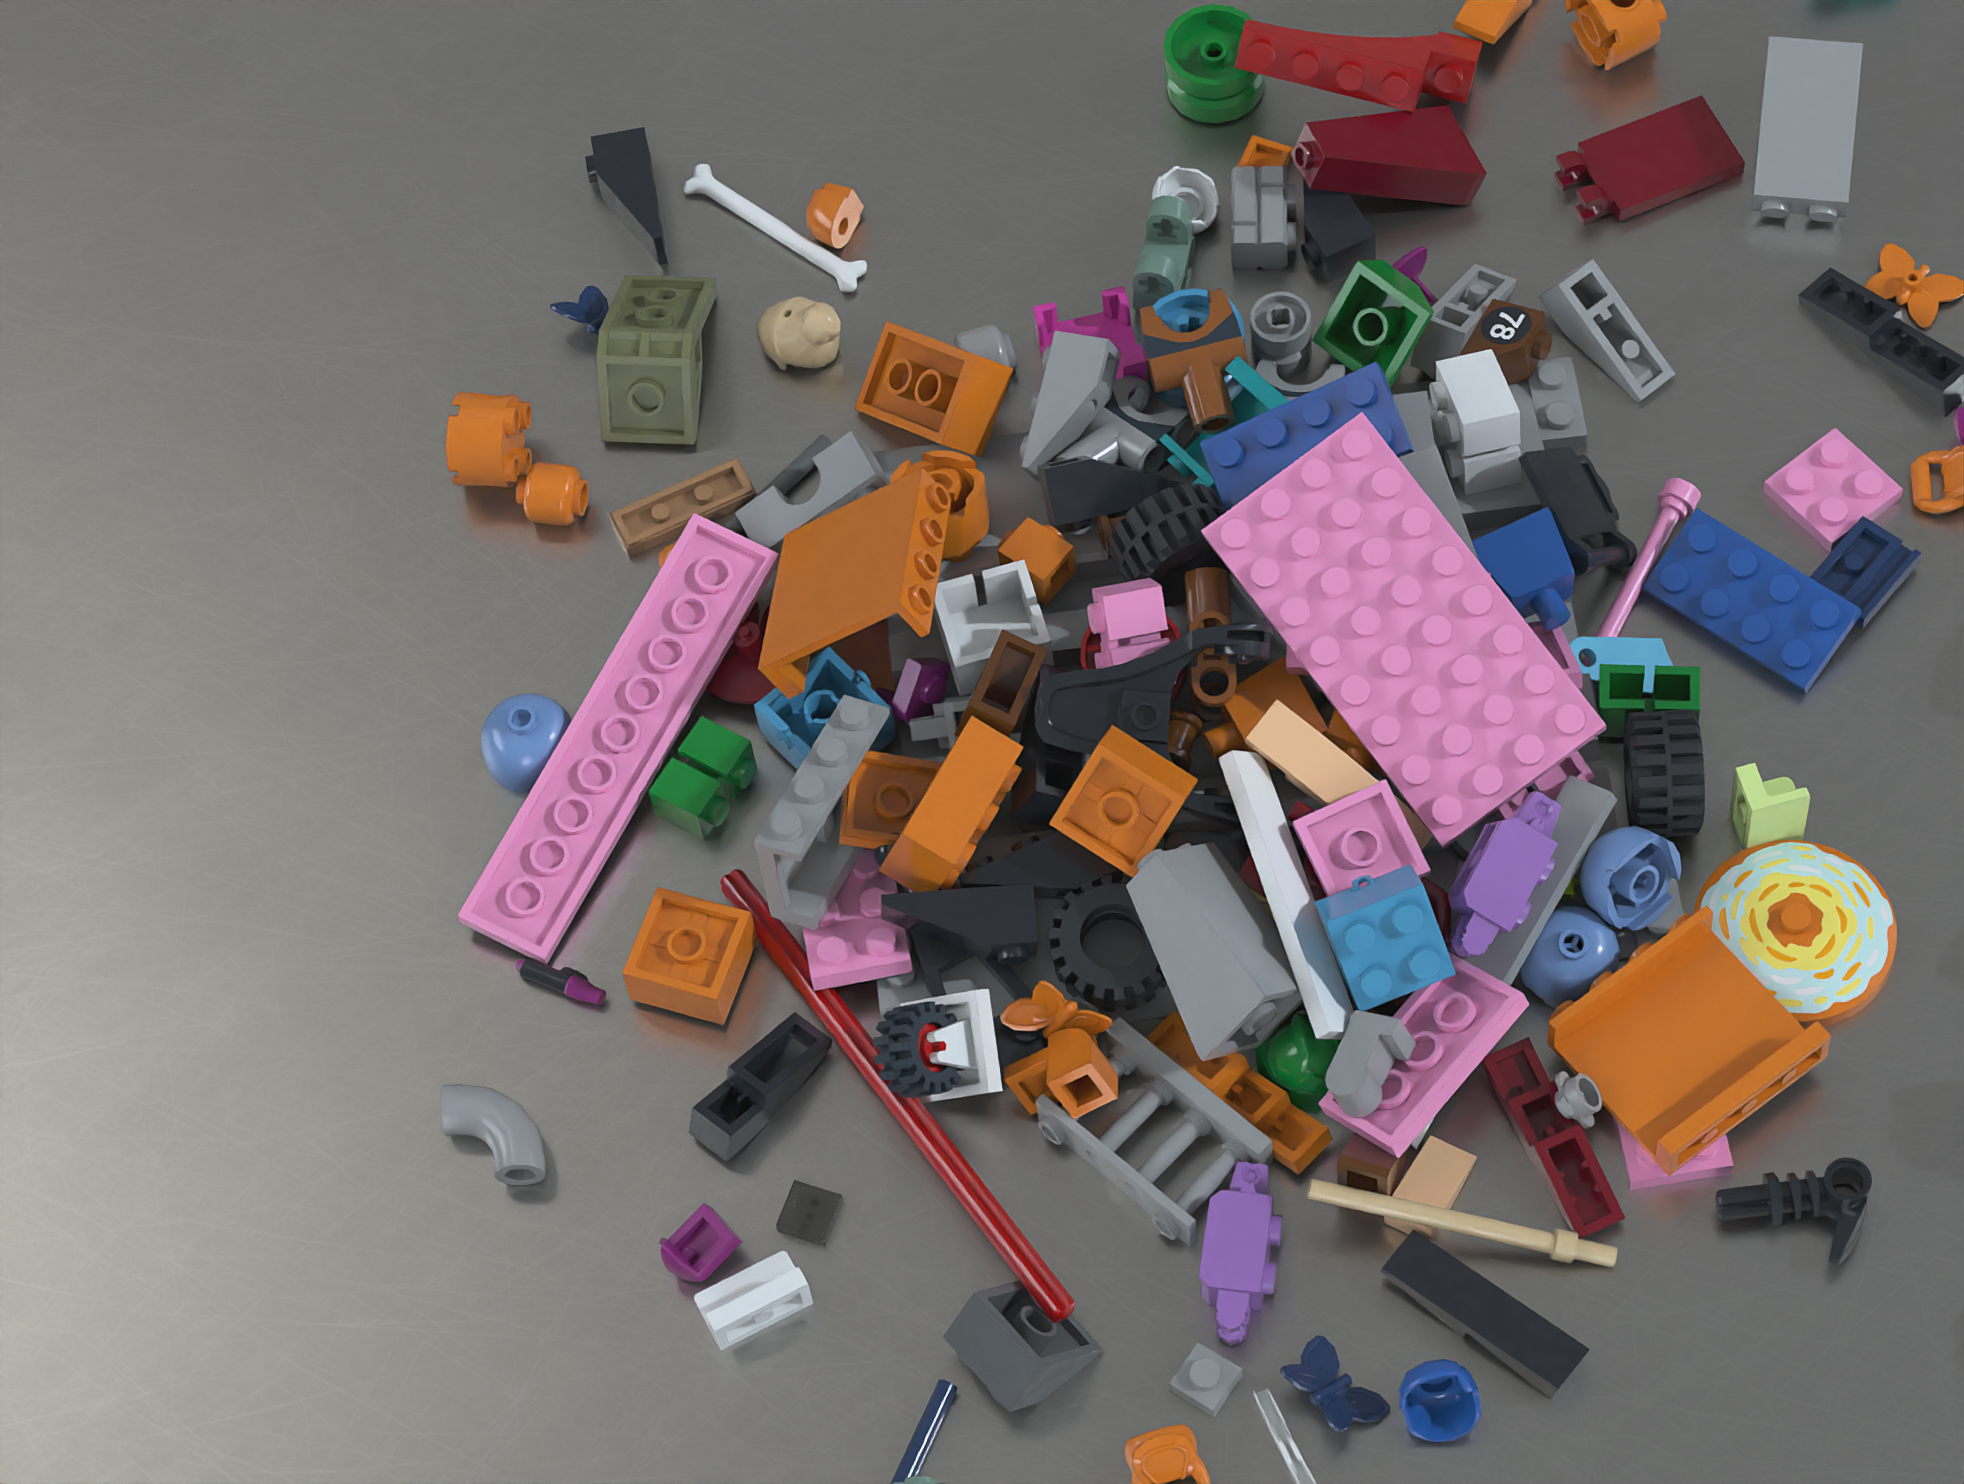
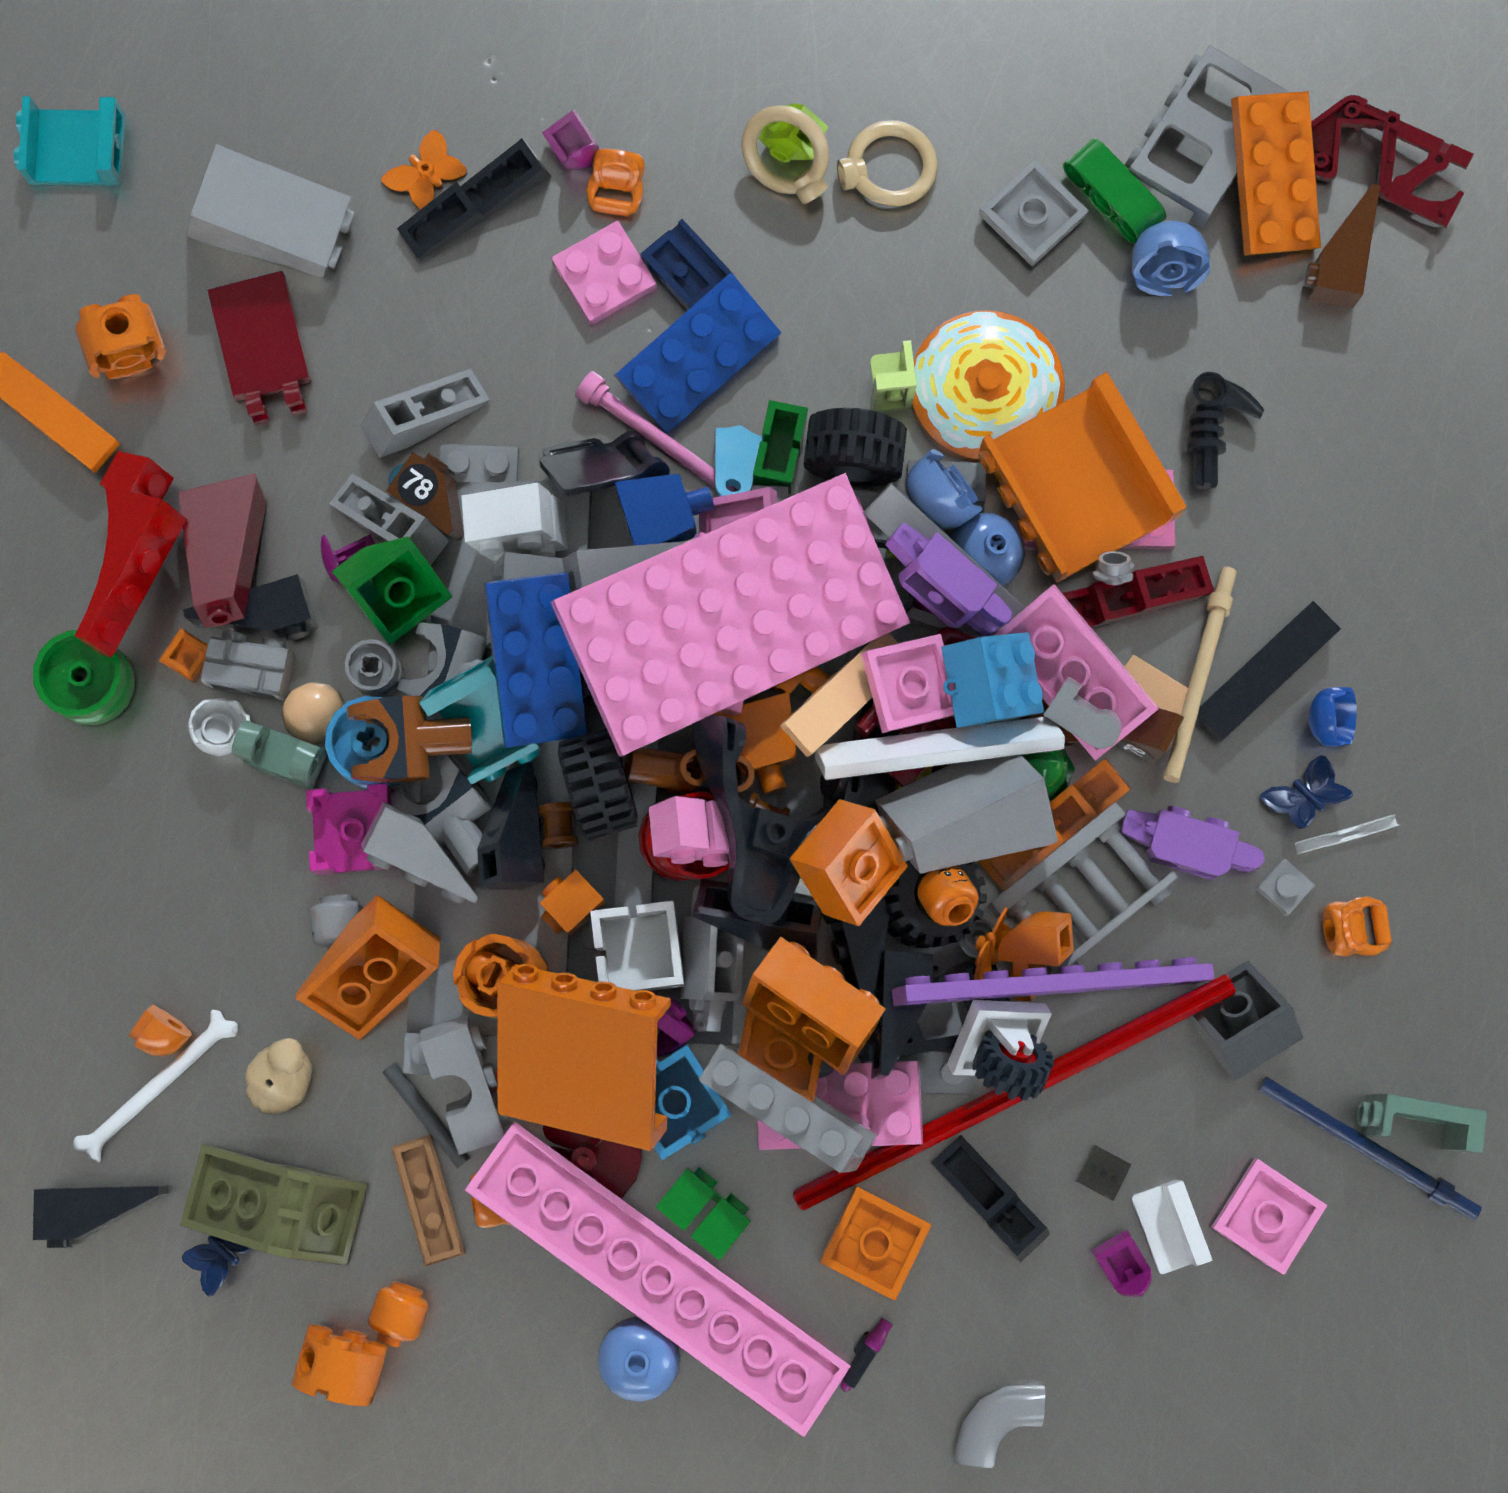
camera: 90 degrees left, 20 degrees up
(780, 1408) = (1269, 1216): none -> bright pink plate
(1004, 683) = (718, 947): reddish brown slope -> none
(1034, 1109) = (1037, 982): none -> medium lavender plate
(1109, 936) = (948, 896): none -> orange head
(1232, 278) = (310, 711): none -> light nougat hair

